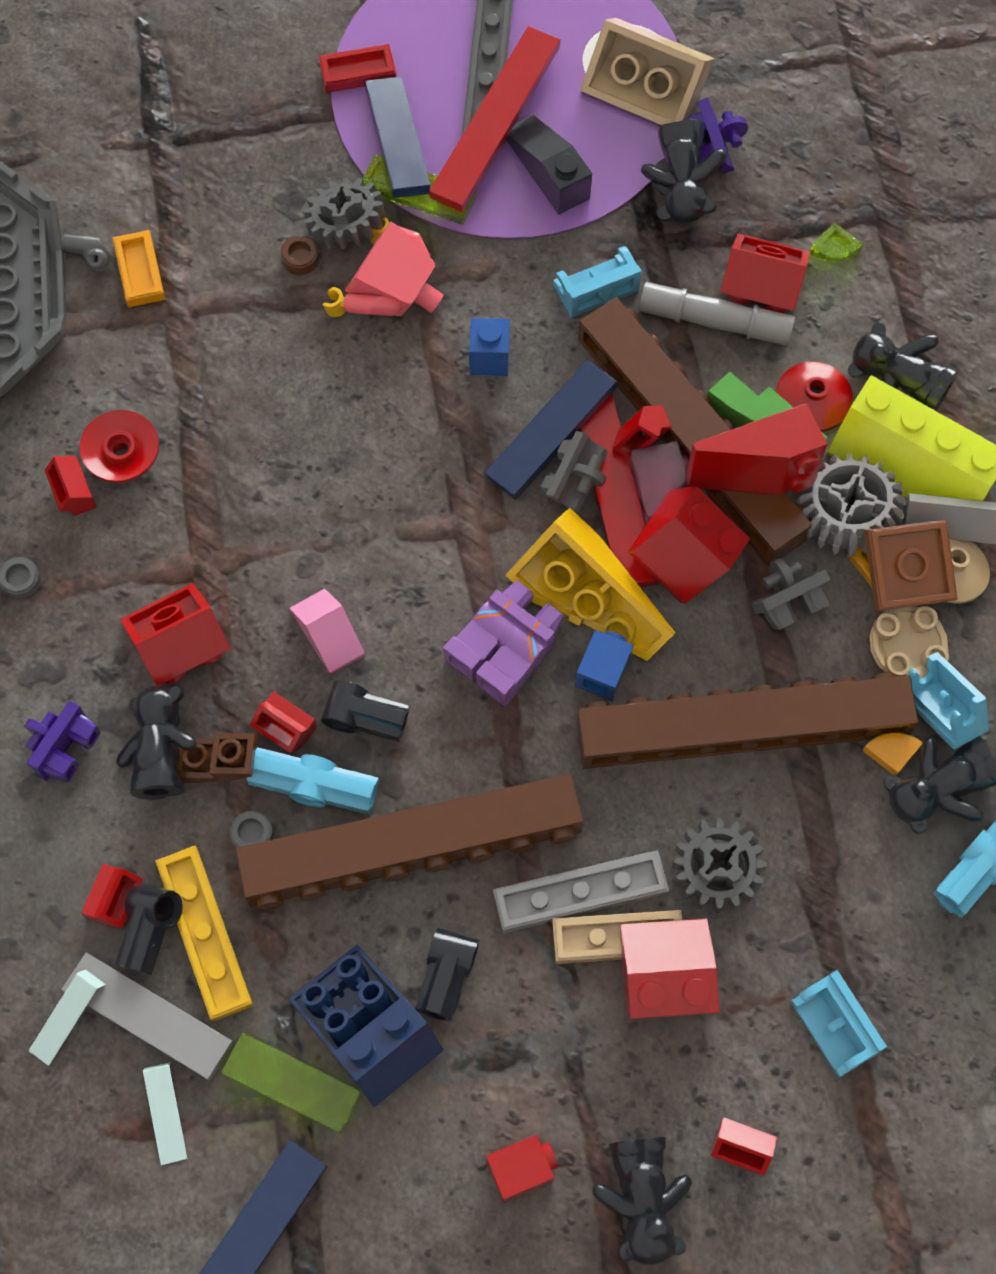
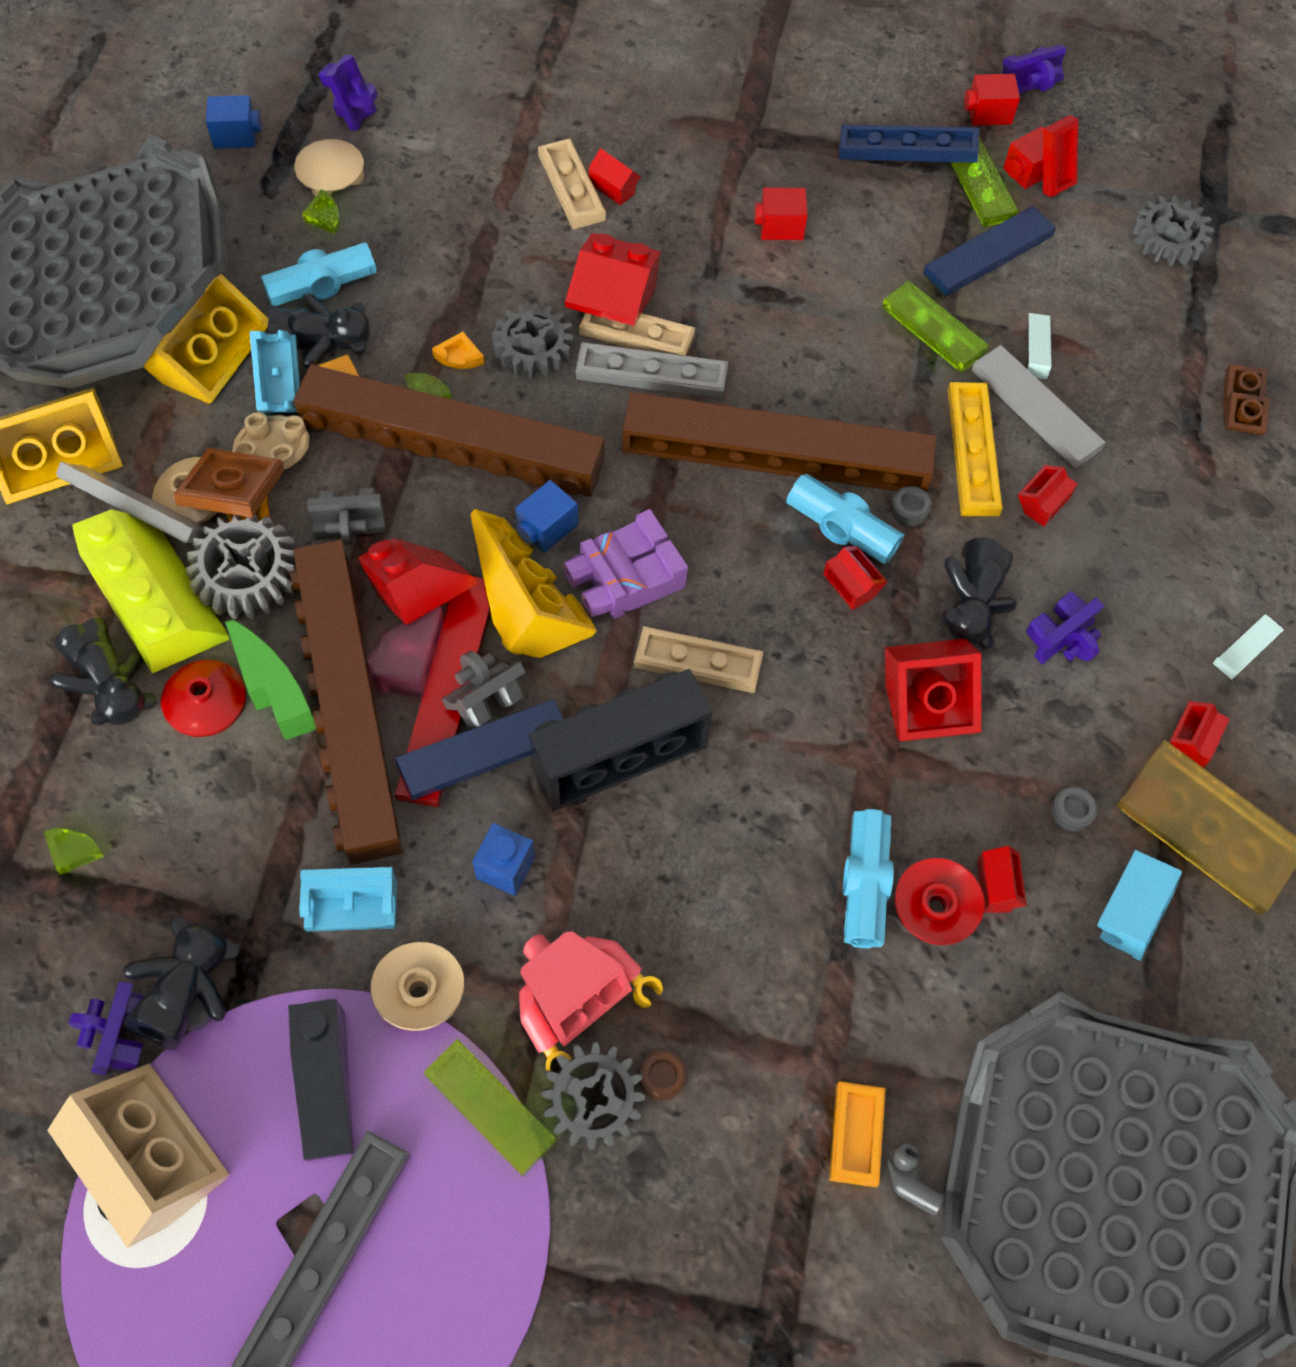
camera: 160 degrees left, 5 degrees down
(65, 1016) = (1101, 423): light aqua piece -> none
(150, 914) = (1019, 459): black piece -> none
(185, 445) = (867, 879): none -> medium azure piece
(218, 758) = (918, 558): reddish brown slope -> none
(328, 631) = (786, 648): bright pink slope -> none
(354, 709) = (786, 563): black piece -> none
(355, 67) = (486, 1329): red tile -> none
(366, 1025) = (864, 335): dark blue slope -> none
(397, 137) = (484, 1185): tile -> none
(402, 589) = (707, 659): none -> tan tile
(435, 463) = (620, 738): none -> black brick
(449, 963) = (782, 352): black piece -> none
(494, 119) = (349, 1160): red tile -> none
(513, 222) = (412, 967): none -> tan dish
(645, 1200) = (697, 175): black piece -> none
(648, 419) = (398, 699): red piece -> none
(716, 313) = (247, 811): light grey piece -> none
(761, 456) = (305, 592): red slope -> none
(764, 273) = (164, 836): red slope -> none
(790, 830) = (458, 353): none -> light orange tile
(792, 1122) = (571, 183): none -> tan tile
(798, 768) = (427, 384): none -> clear neon green tile
(838, 1024) = (502, 218): medium azure hinge -> none

